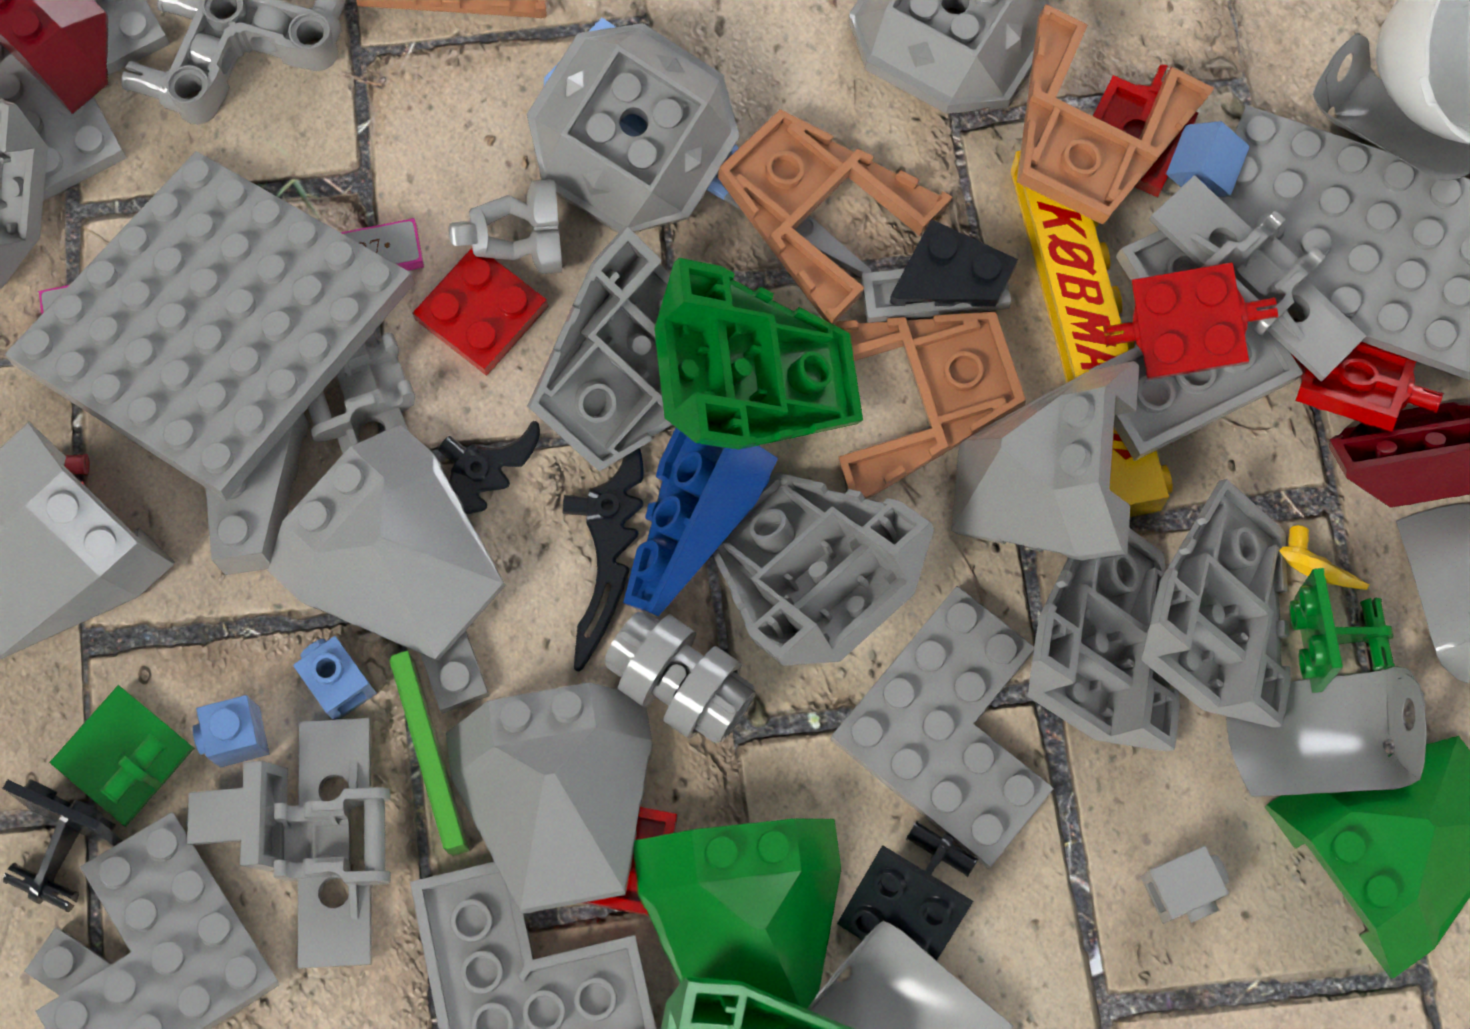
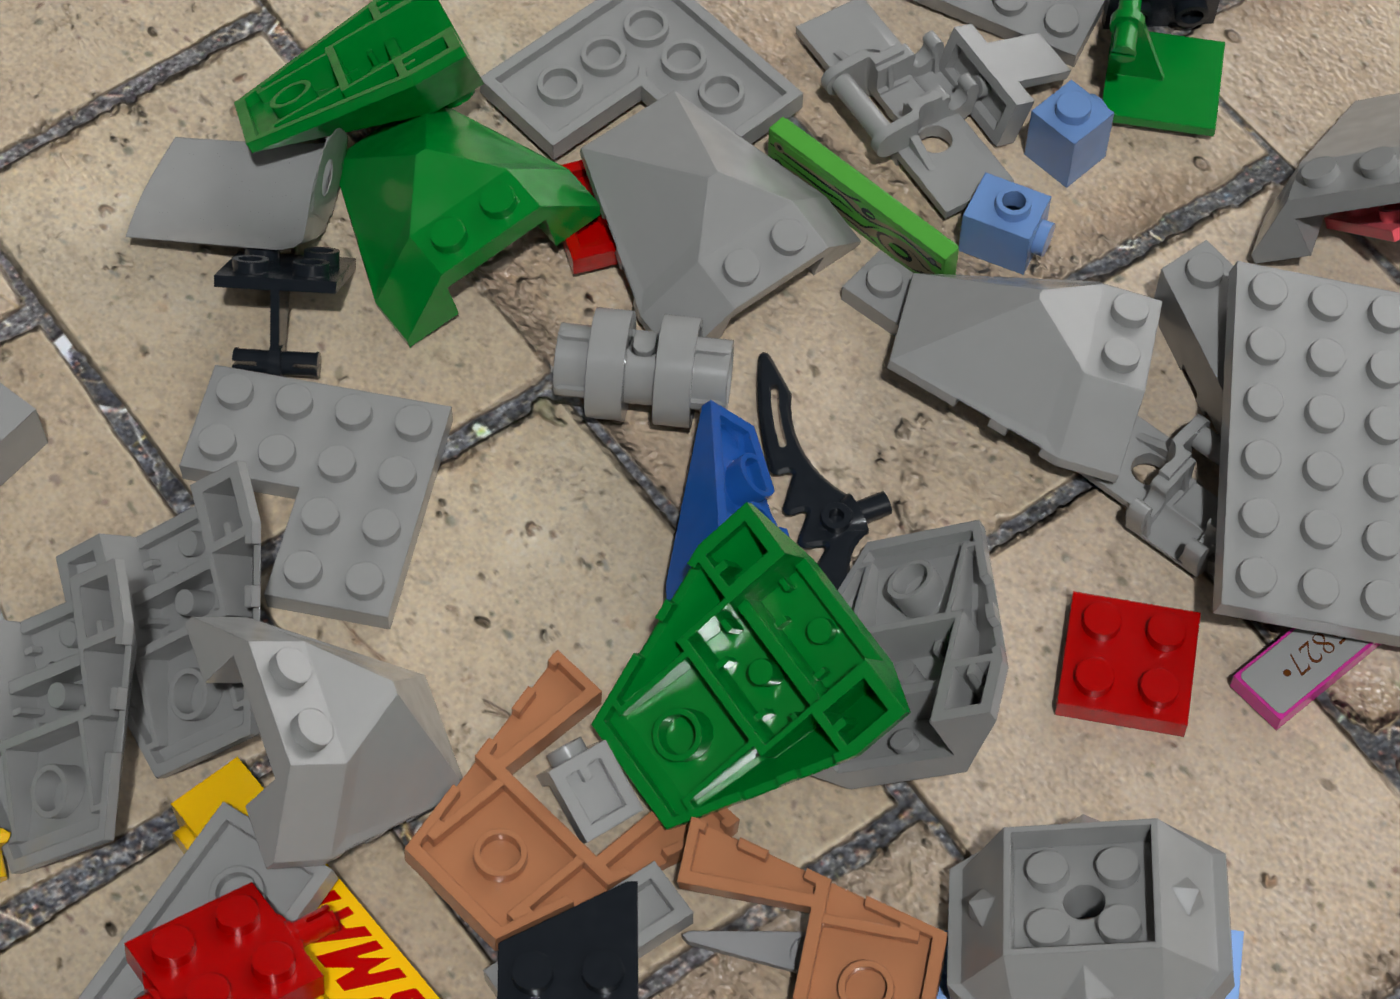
camera: 150 degrees right, 15 degrees down
(480, 467) = (1007, 485): black piece -> none
(539, 211) = (1118, 757): light grey piece -> none
(821, 567) = (554, 518): light grey wedge -> none
(883, 395) = (590, 787): none -> light grey bracket

